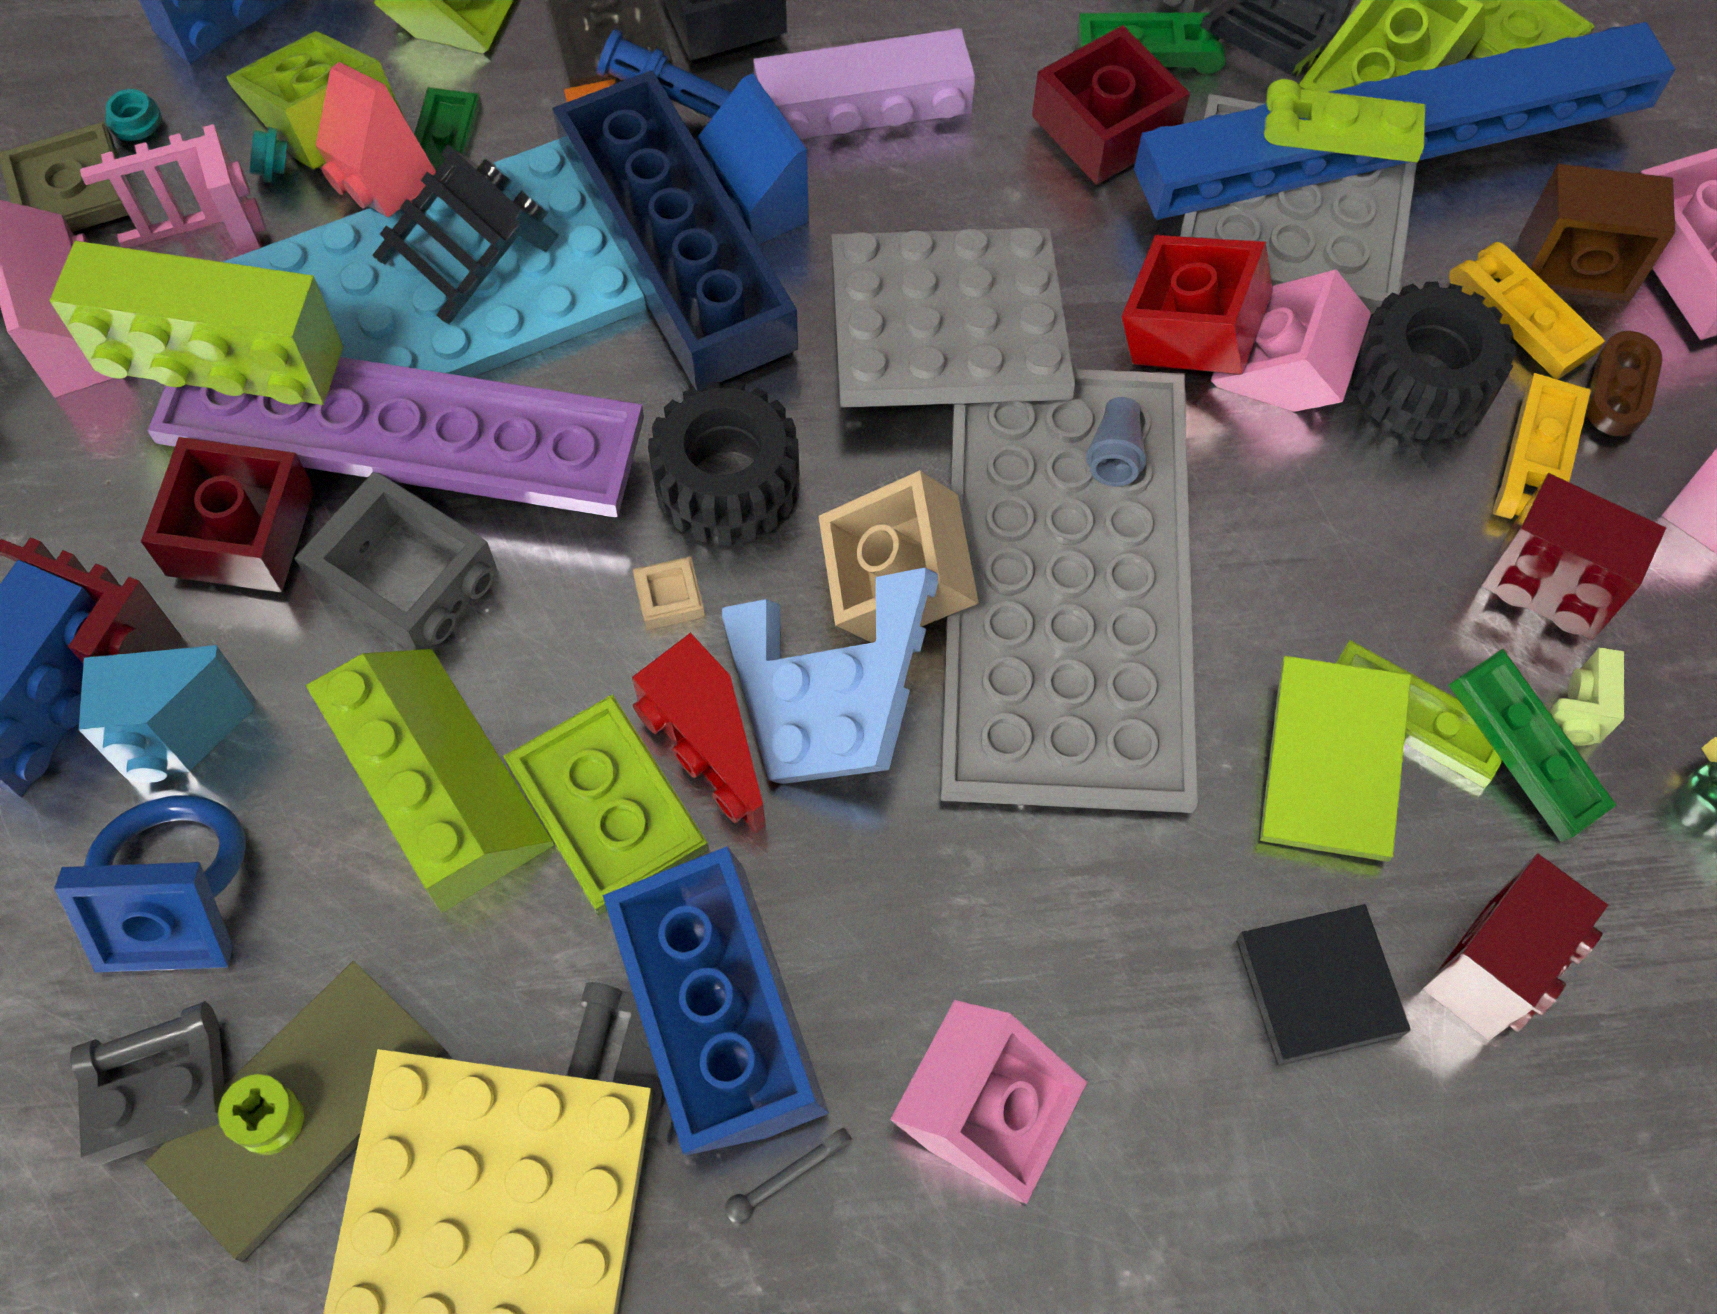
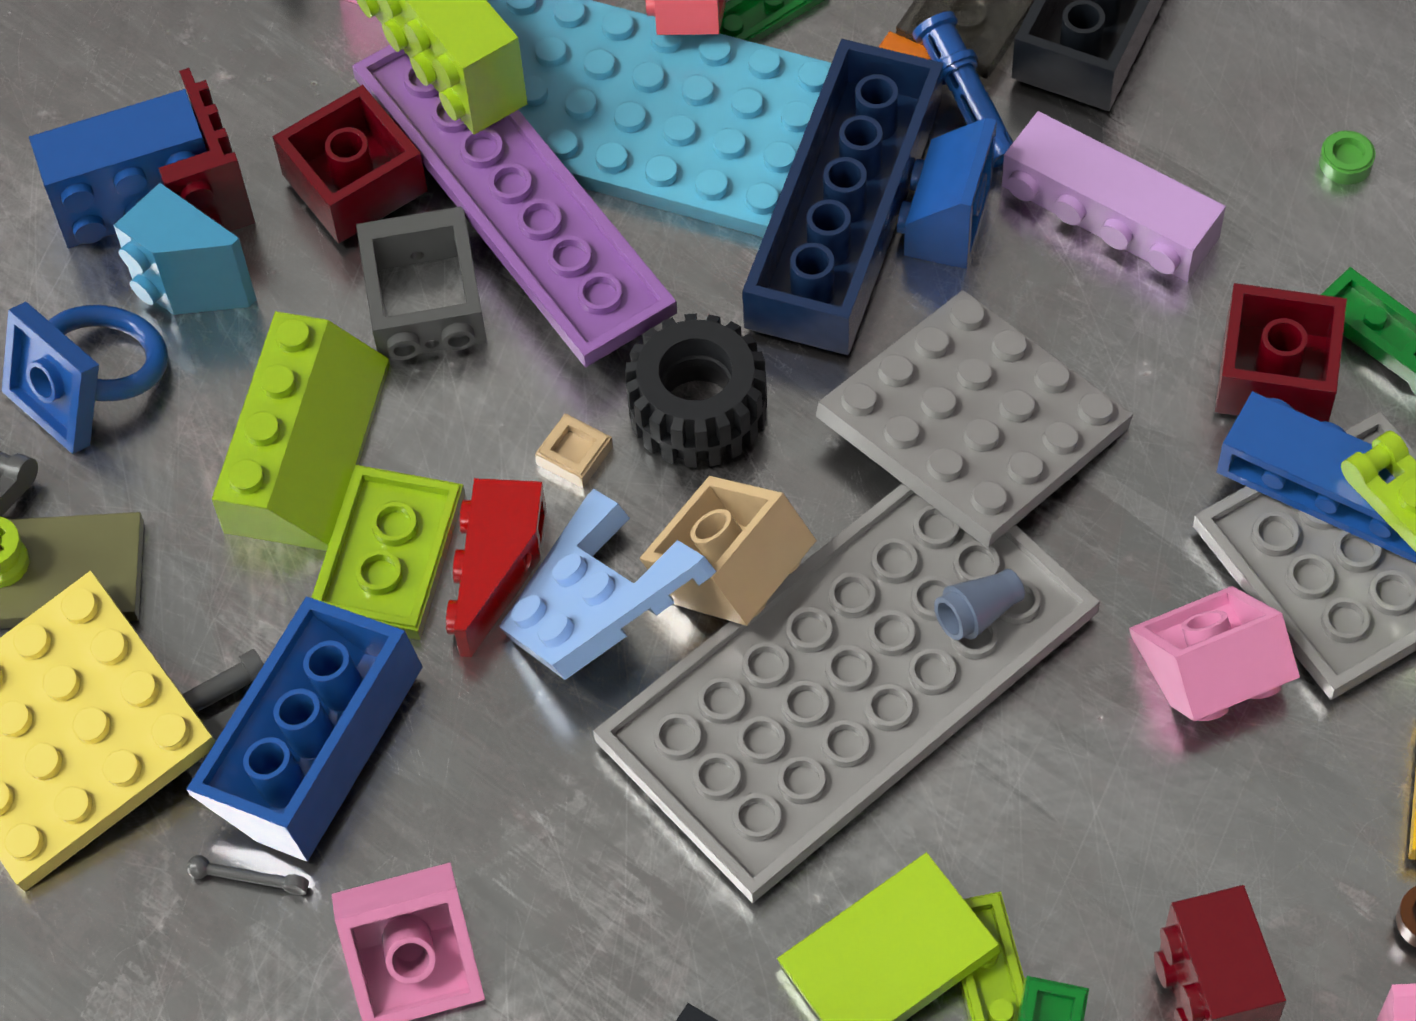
camera: 50 degrees right, 5 degrees down
(486, 204) = (721, 80): black plate -> none
(1198, 303) = (1161, 556): red brick -> none
(1445, 326) = (1314, 710): black tyre -> none
(1543, 440) = (1329, 892): yellow plate -> none

